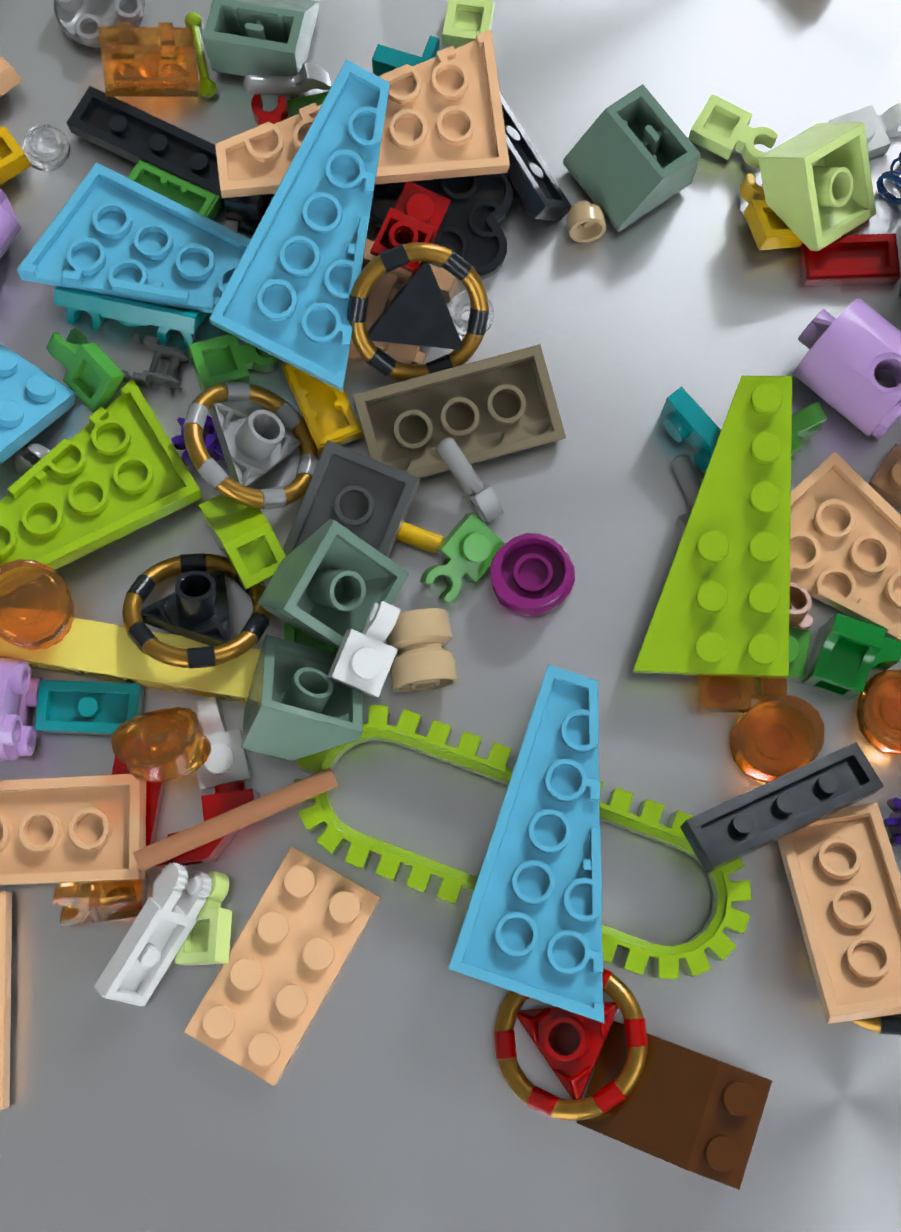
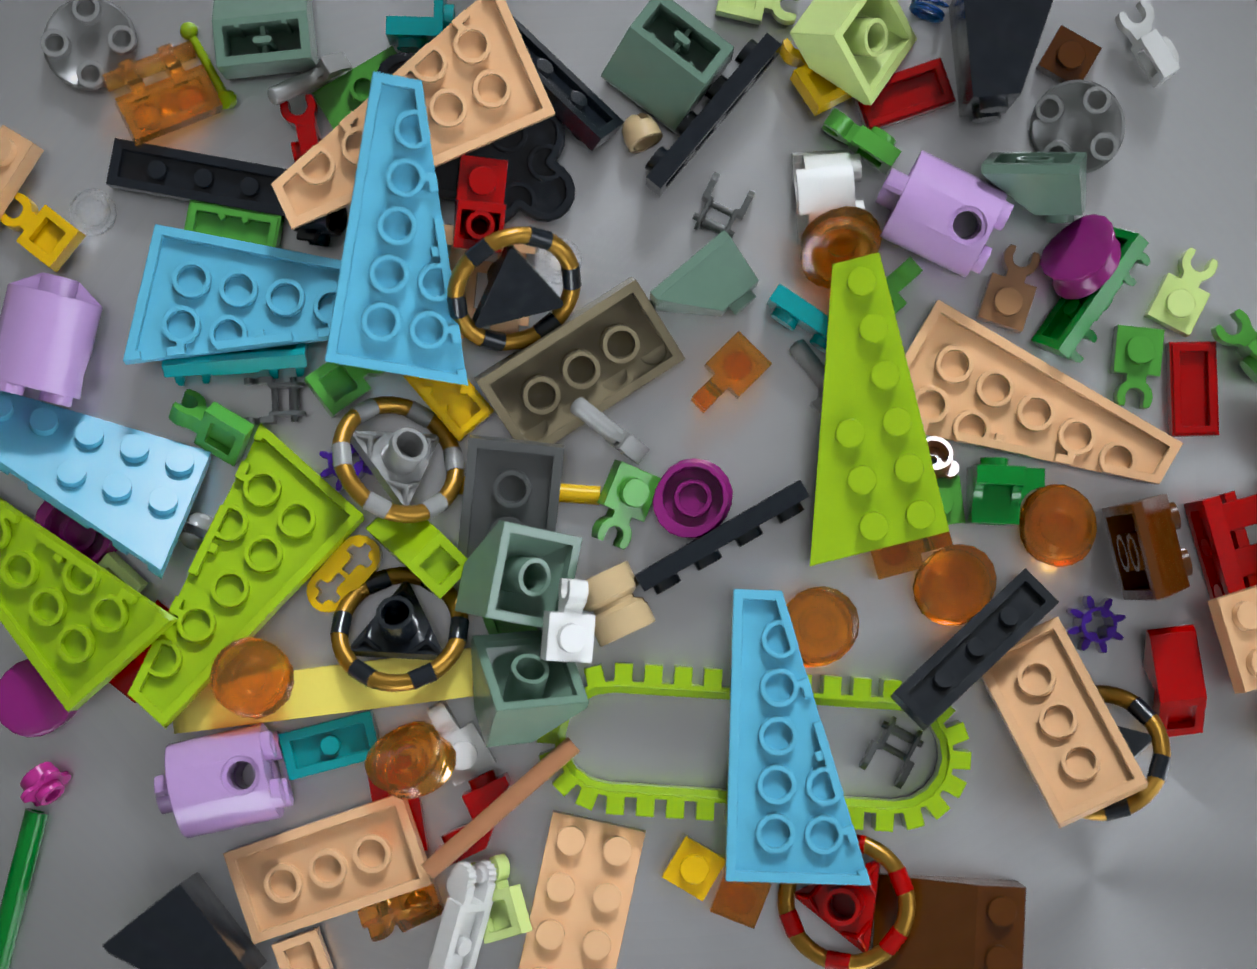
camera: 20 degrees left, 10 degrees up
(158, 536) = (336, 565): none -> yellow beam
(419, 952) = (694, 867): none -> yellow plate
(459, 1000) = (740, 900): none -> clear orange plate
(571, 614) = (740, 528): none -> black plate
(608, 364) = (708, 282): none -> sand green slope
(610, 460) = (734, 368): none -> clear orange plate
(630, 738) = (823, 624): none -> clear orange piece
(657, 320) = (705, 221): none -> dark grey piece
(670, 214) = (723, 98): none -> black plate
(689, 887) = (913, 740): none -> dark grey piece
(748, 354) = (835, 238): none -> clear orange piece
(749, 329) = (824, 183): none -> white cylinder
(802, 288) = (873, 145): none -> bright green plate

